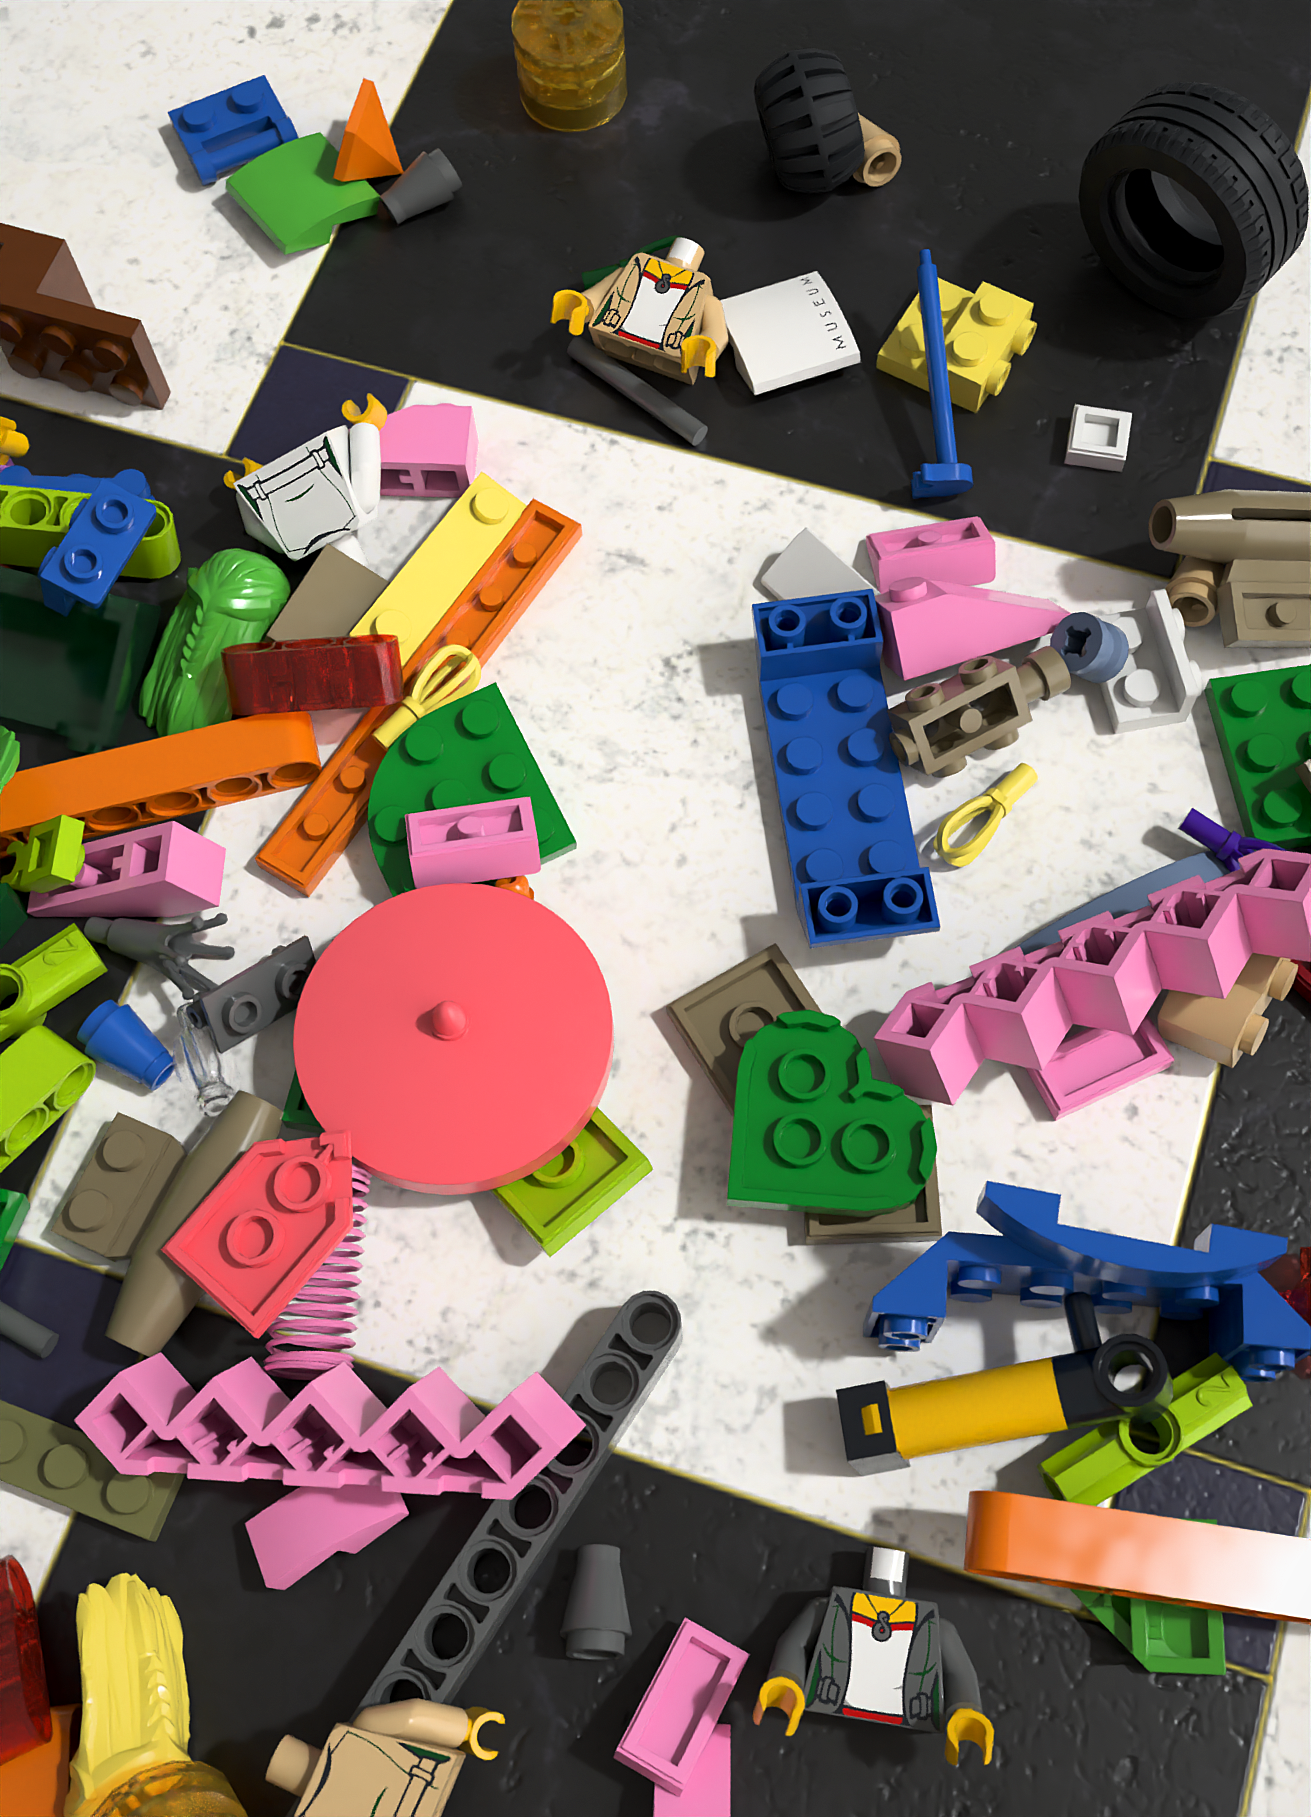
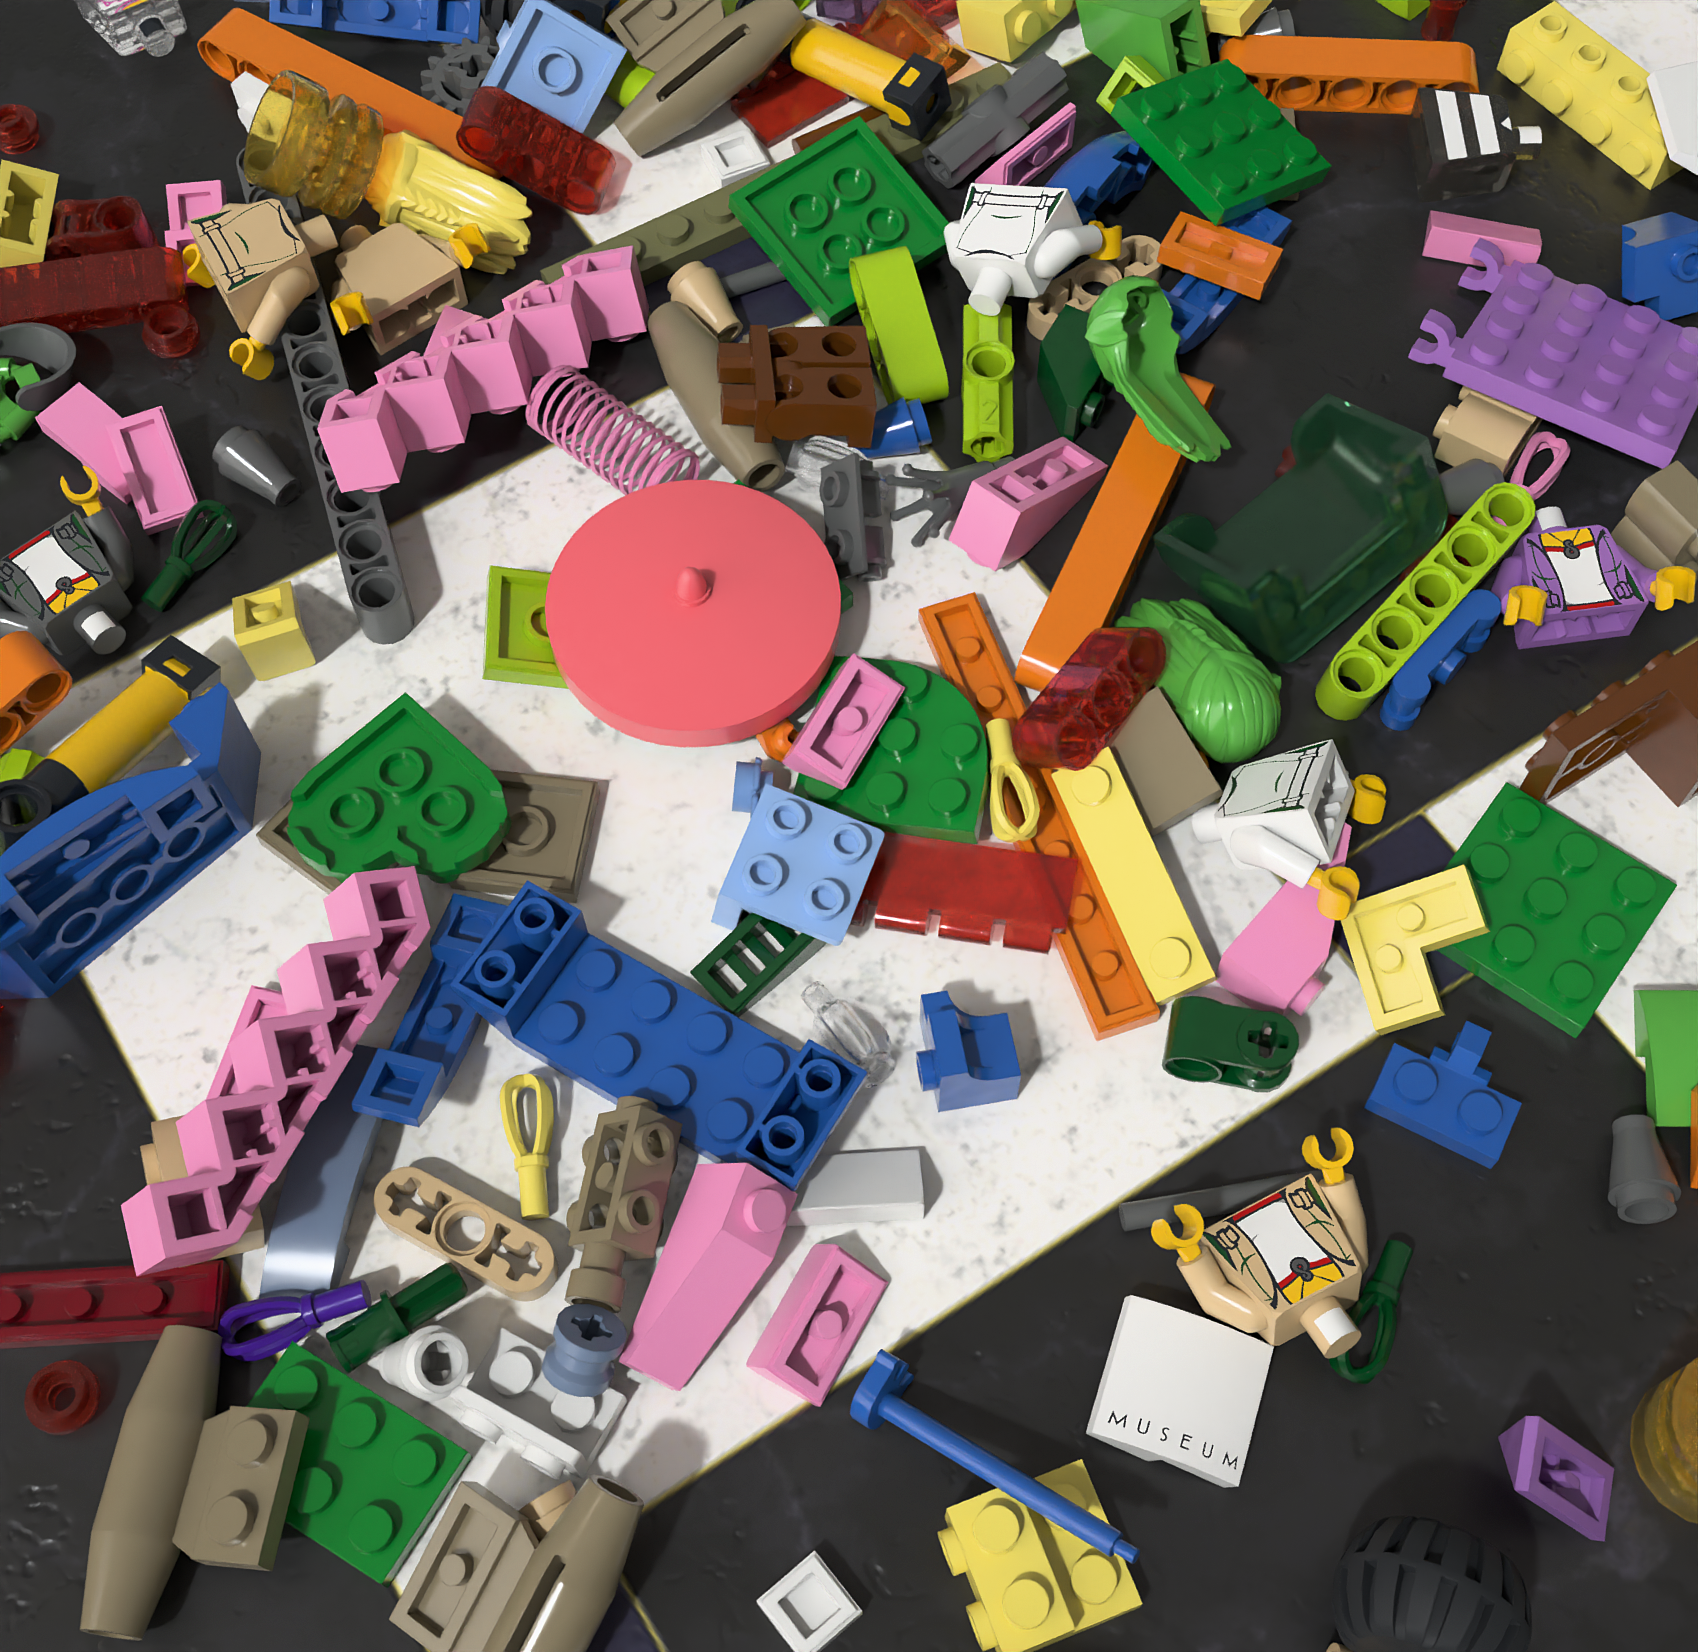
camera: 125 degrees right, 5 degrees down
(49, 858) = (1077, 448): lime plate -> none
(76, 1340) = (705, 297): none -> tan cone
(95, 548) = (1324, 586): blue bracket -> none
(155, 1138) = (799, 383): none -> reddish brown hips
(254, 342) = (1556, 909): none -> green plate
(268, 1672) = (400, 280): none -> tan torso
(269, 1225) = (650, 403): coral tile -> none
(334, 374) = (1393, 934): none -> light yellow plate
(450, 314) = (1447, 1097): none -> blue hinge
(525, 438) = (1223, 1042): none -> dark green piece
(538, 683) = (969, 890): none -> clear red windscreen
(575, 887) = (749, 785): none -> medium blue plate
(628, 790) = (799, 867): none -> light blue bracket
(666, 131) = (1559, 1475): none -> medium lavender slope
(675, 582) = (965, 1055): none -> blue brick
(699, 797) = (776, 969): none -> dark green slope
(720, 671) = (850, 1032): none -> clear plant
(751, 1406) = (271, 632): none -> light yellow slope
(761, 1575) = (182, 561): none -> dark green piece
(1022, 914) = (438, 1025): none -> blue slope
(1075, 830) = (433, 1193): none -> tan beam
(1173, 792) = (395, 1316): none -> dark green axle
(1194, 732) = (426, 1363): none -> white cone

